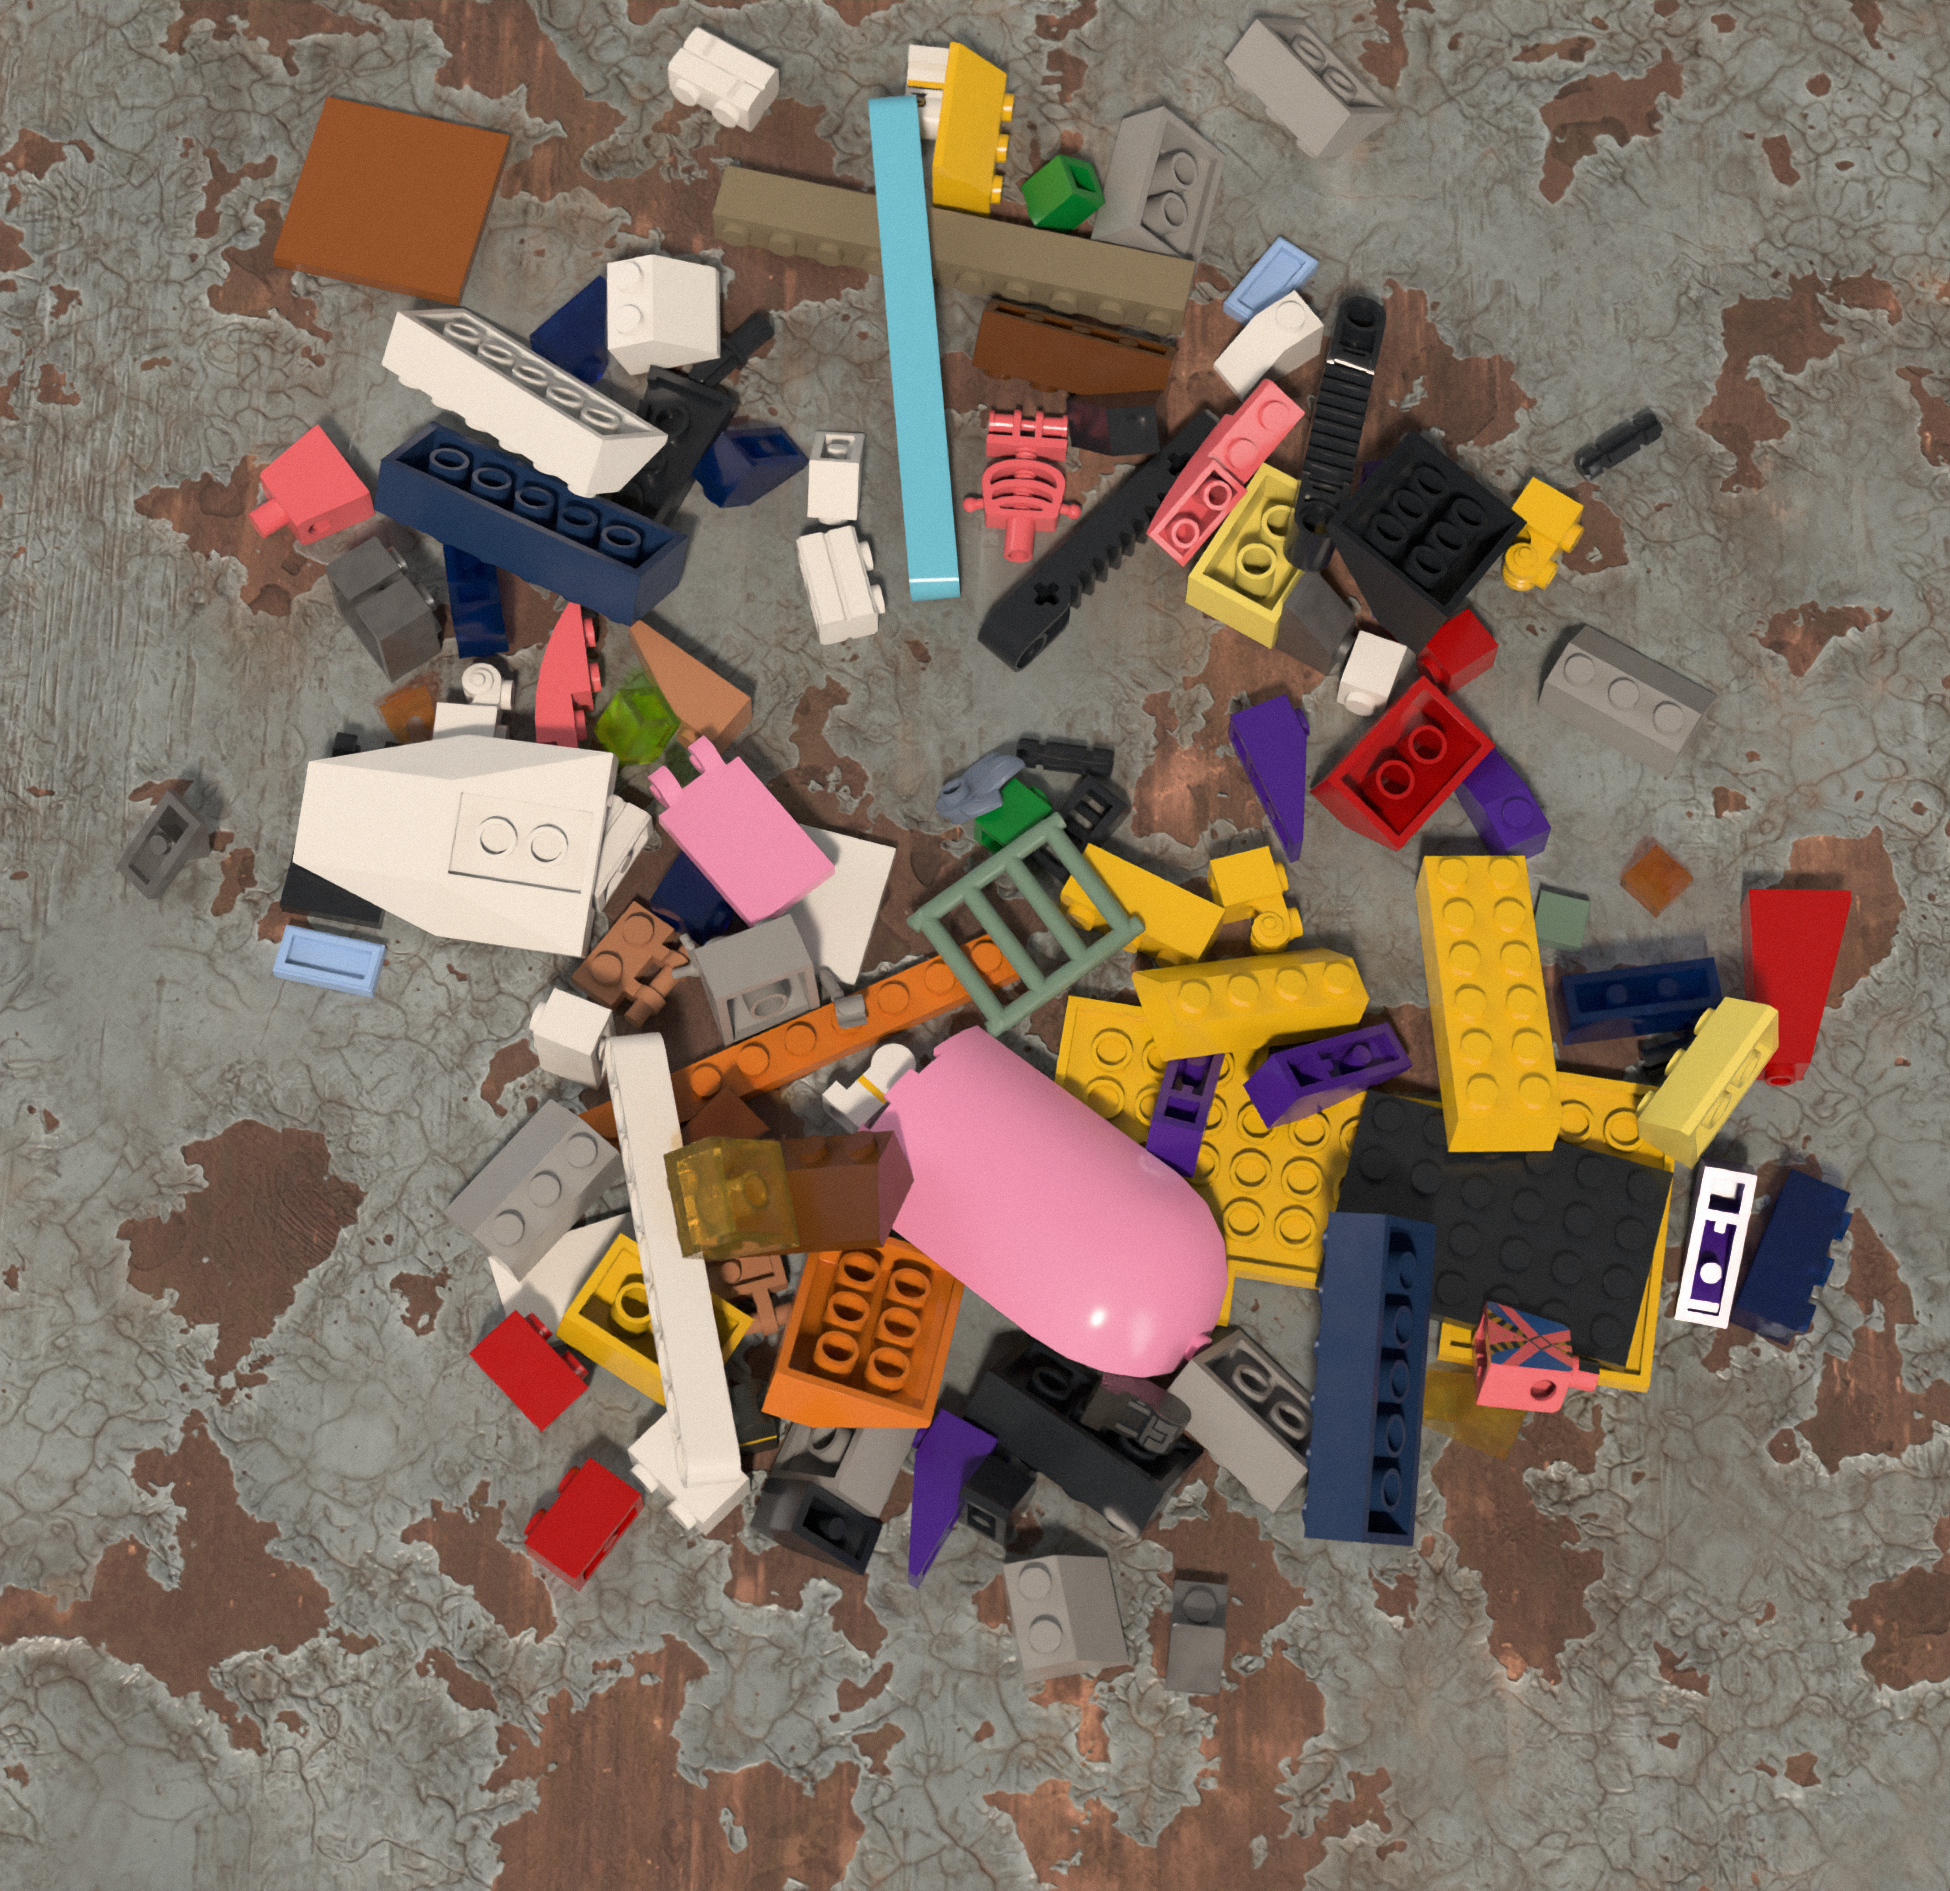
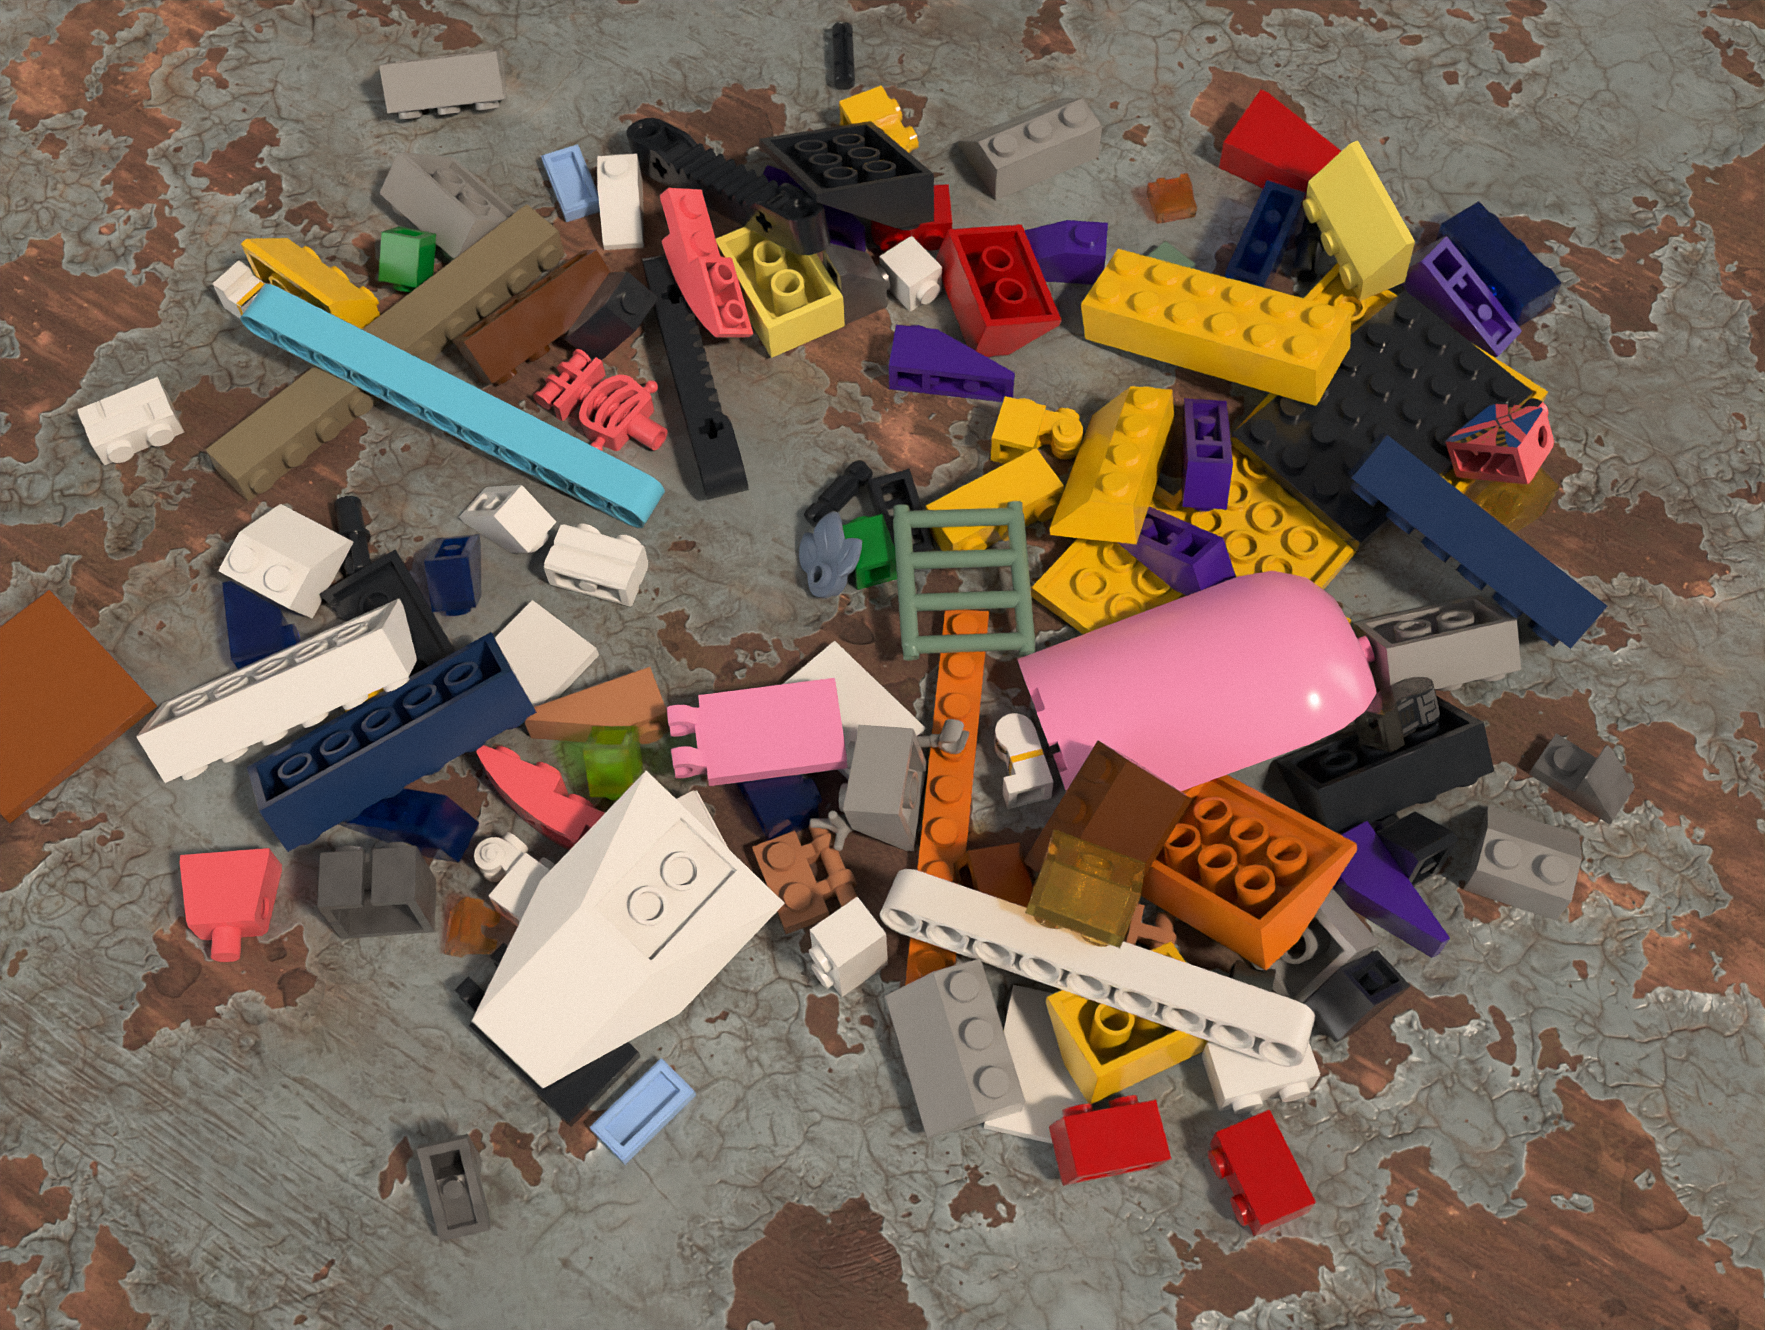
camera: 55 degrees left, 5 degrees down
(714, 597) = (544, 653): none -> white tile

